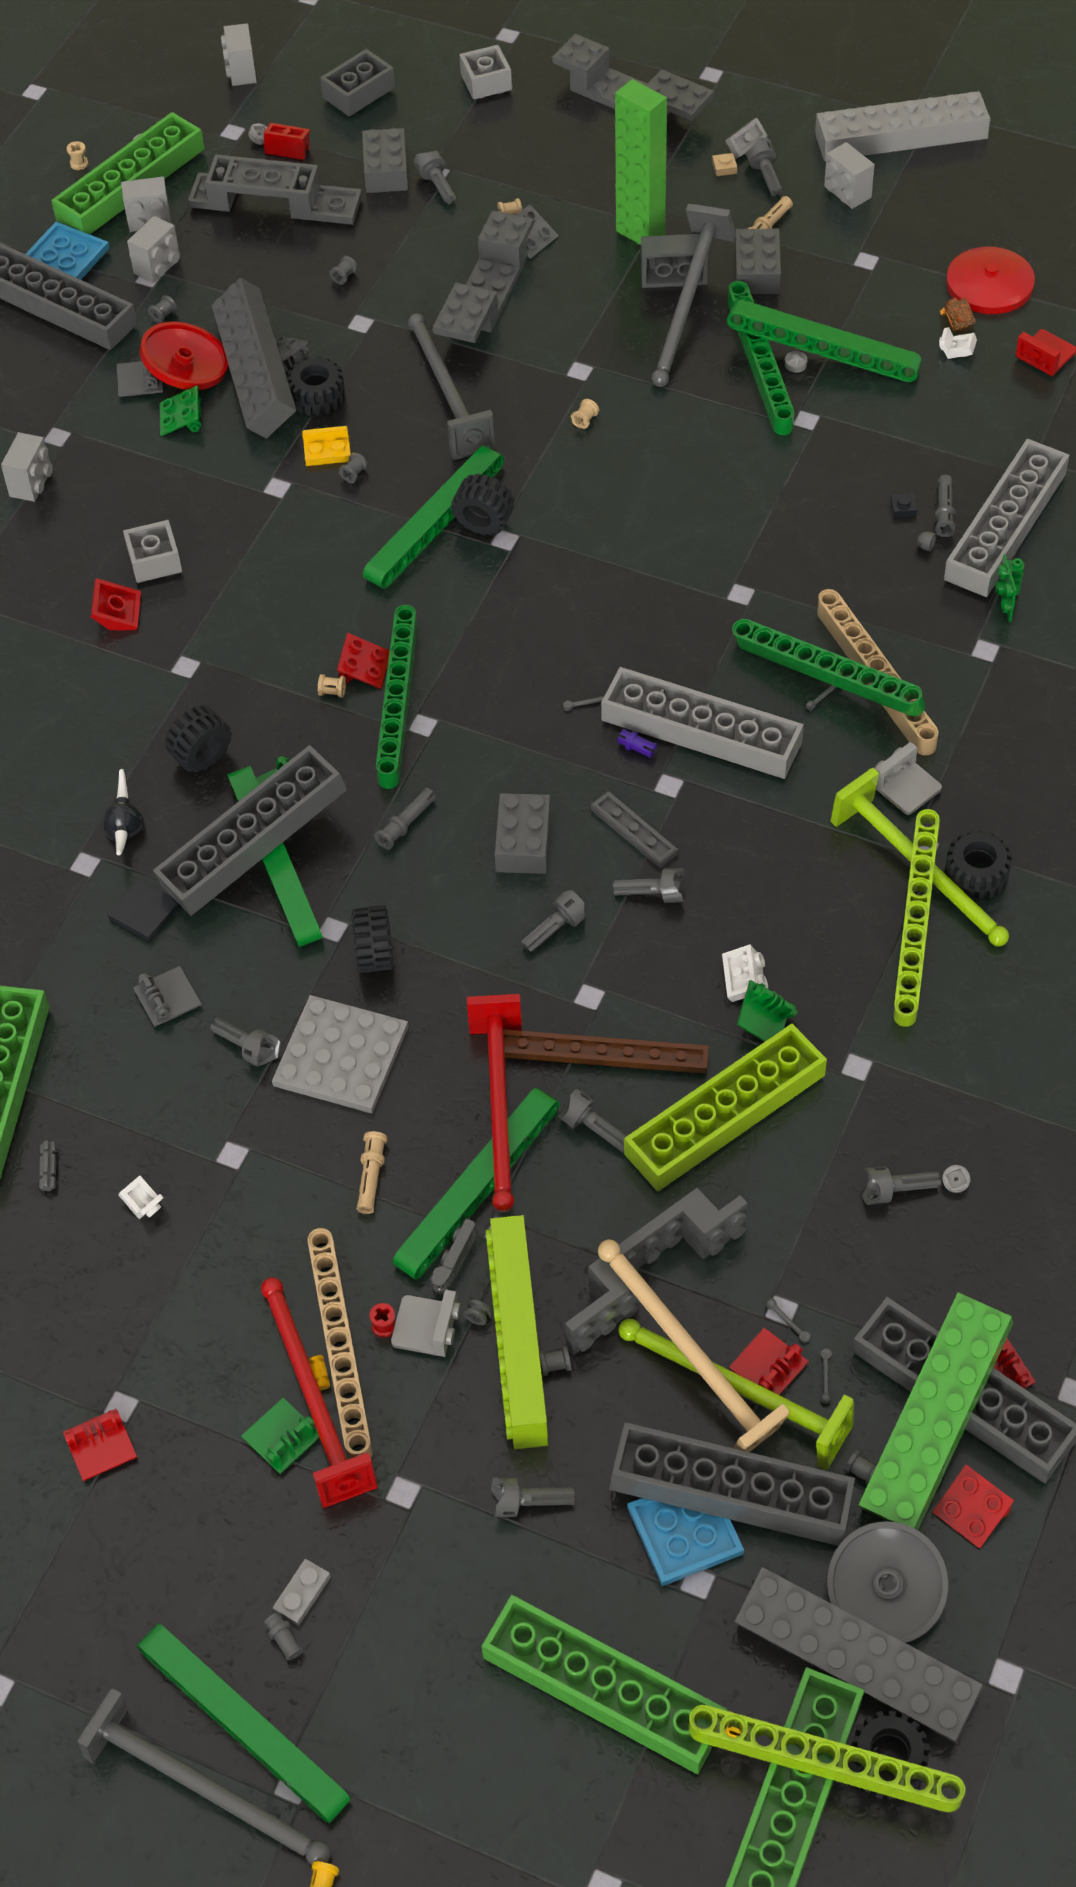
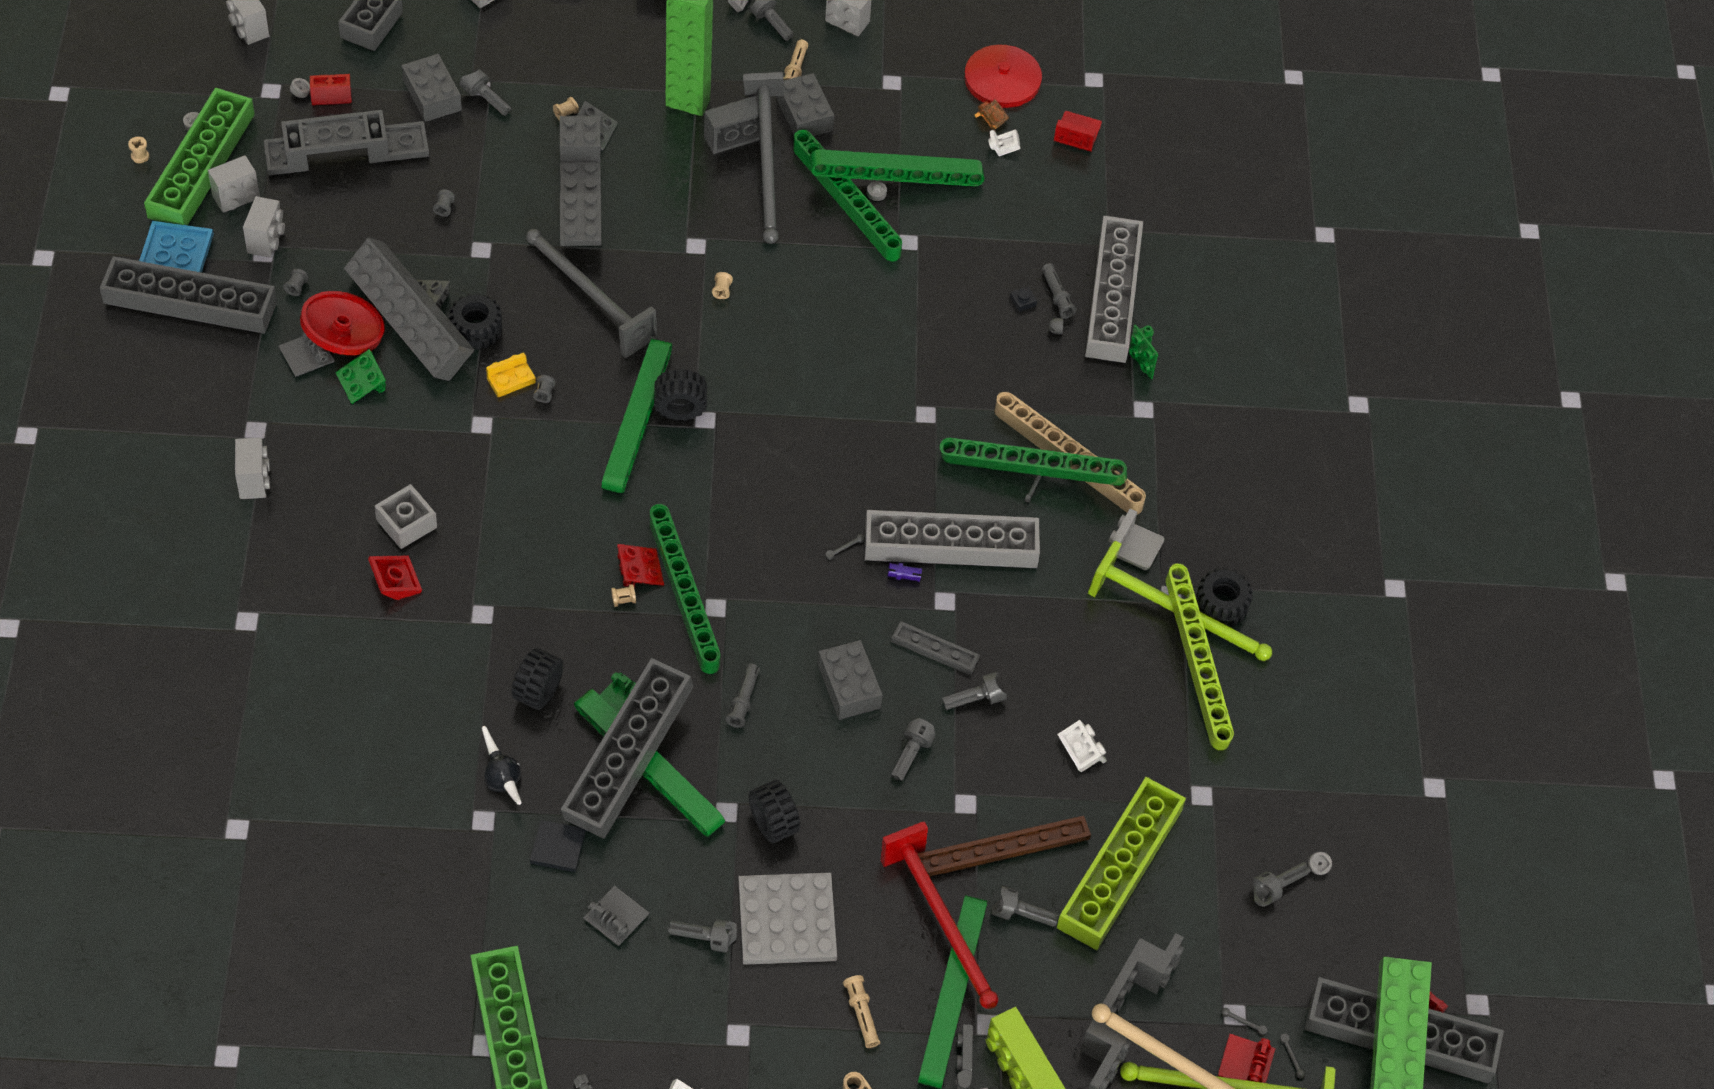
camera: 30 degrees left, 0 degrees up
(724, 164) = (732, 20): tan plate -> none
(764, 1011) = (1116, 773): green hinge -> none

